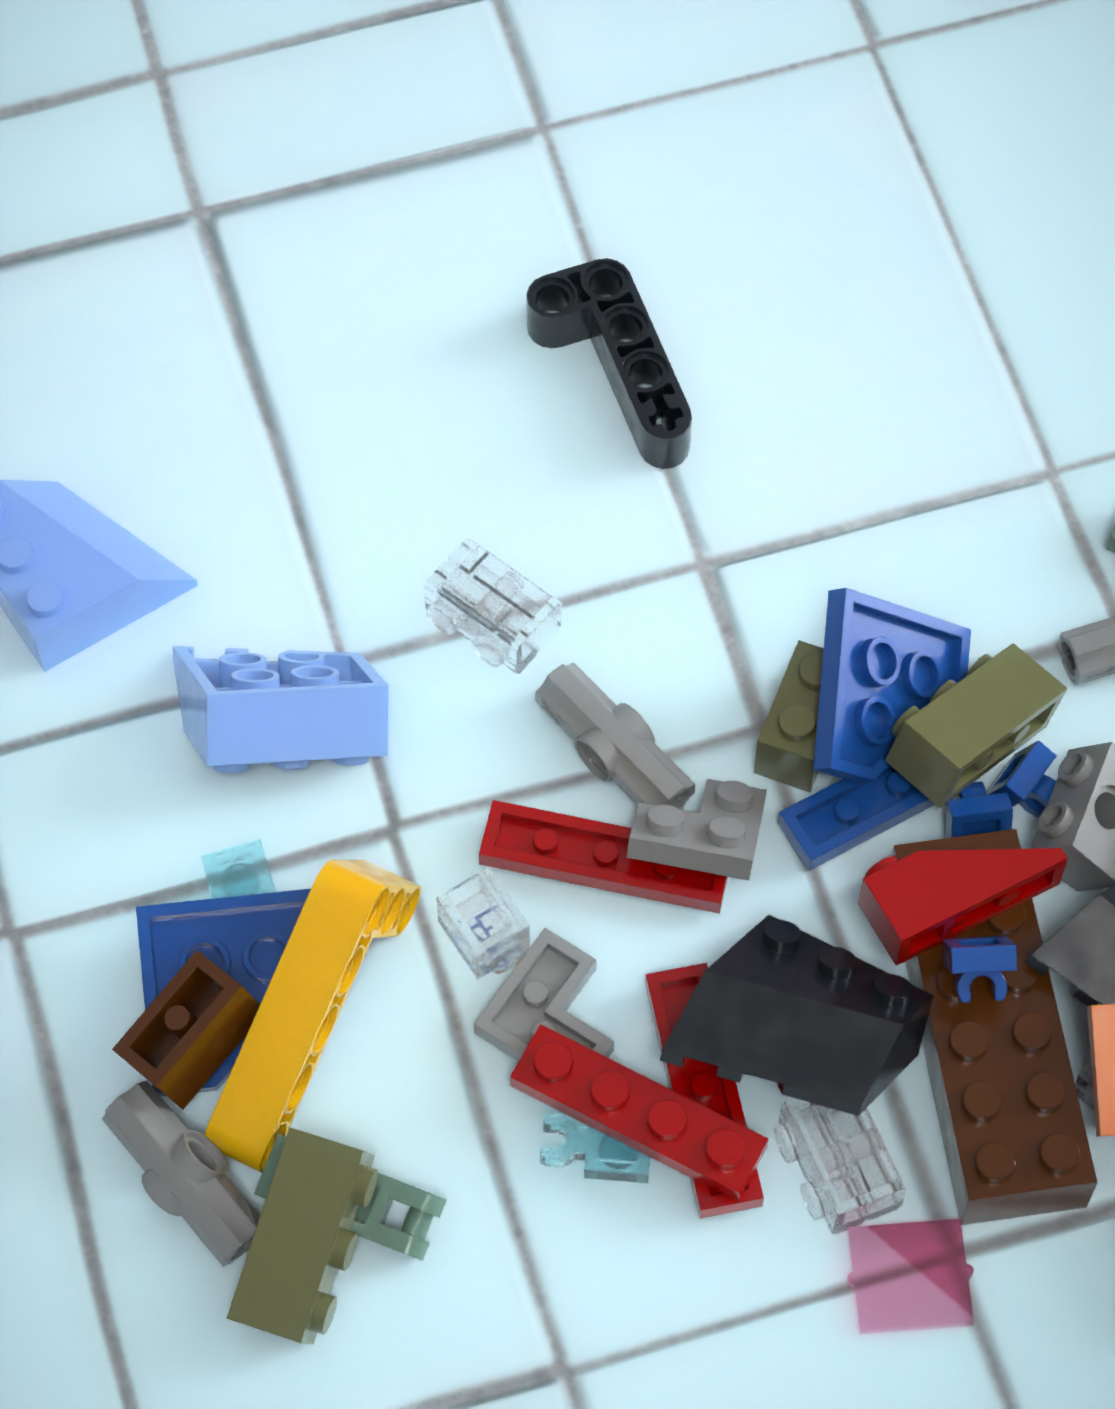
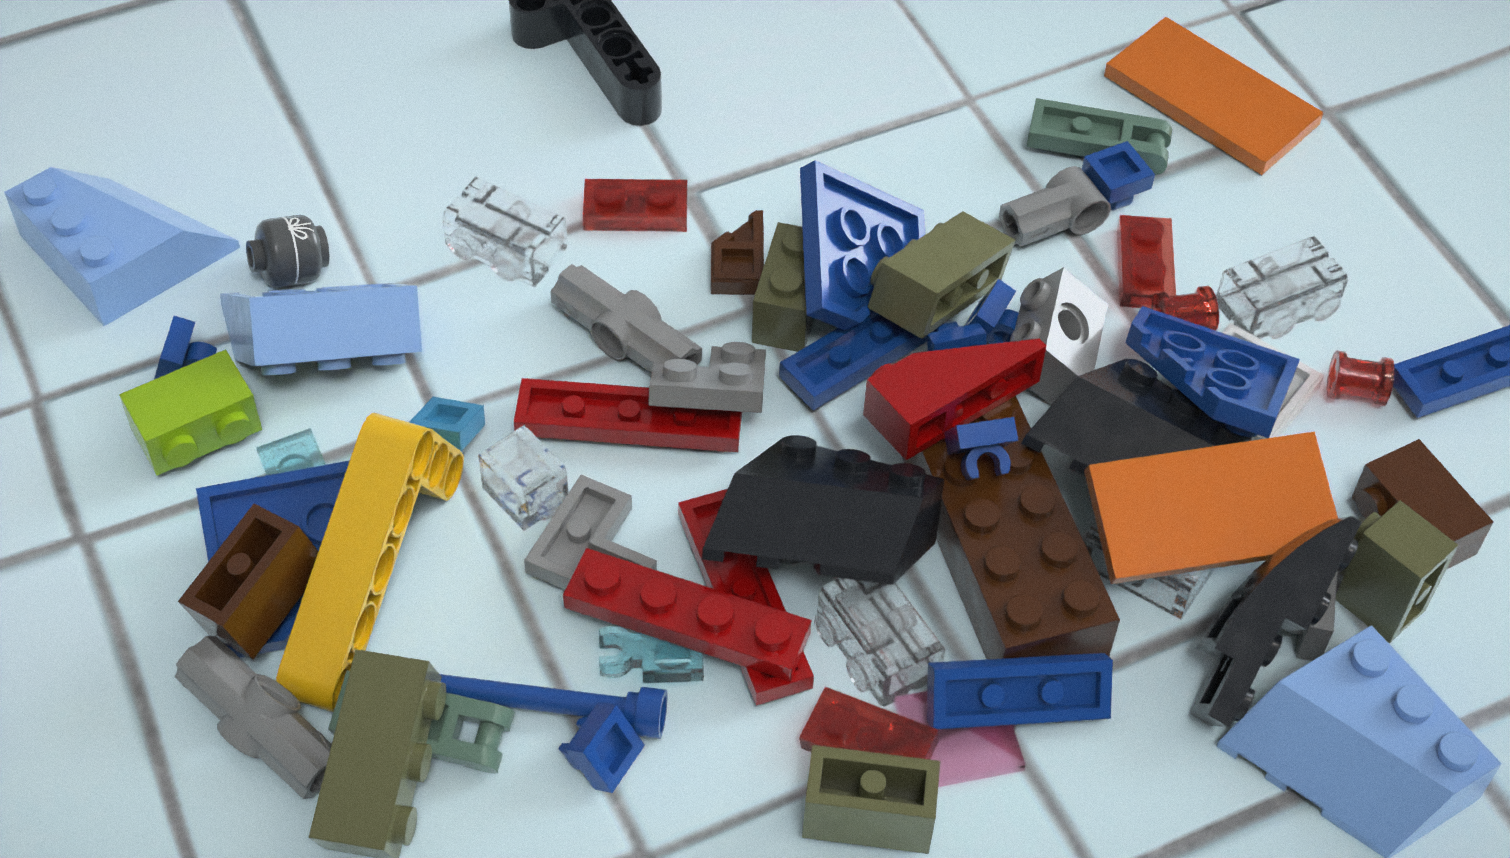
camera: 10 degrees left, 10 degrees down
(128, 730) = (178, 350): none -> blue tile
(135, 804) = (191, 412): none -> lime brick
(251, 606) = (288, 251): none -> dark grey head
(407, 845) = (452, 419): none -> dark azure plate
(534, 1249) = (603, 747): none -> blue tile
(577, 1212) = (643, 709): none -> blue piece
(644, 580) = (635, 205): none -> clear red plate
(753, 664) = (738, 258): none -> reddish brown tile
(802, 1348) = (871, 799): none -> olive brick
(813, 1274) = (860, 726): none -> clear red plate
(979, 1243) = (1019, 690): none -> blue plate

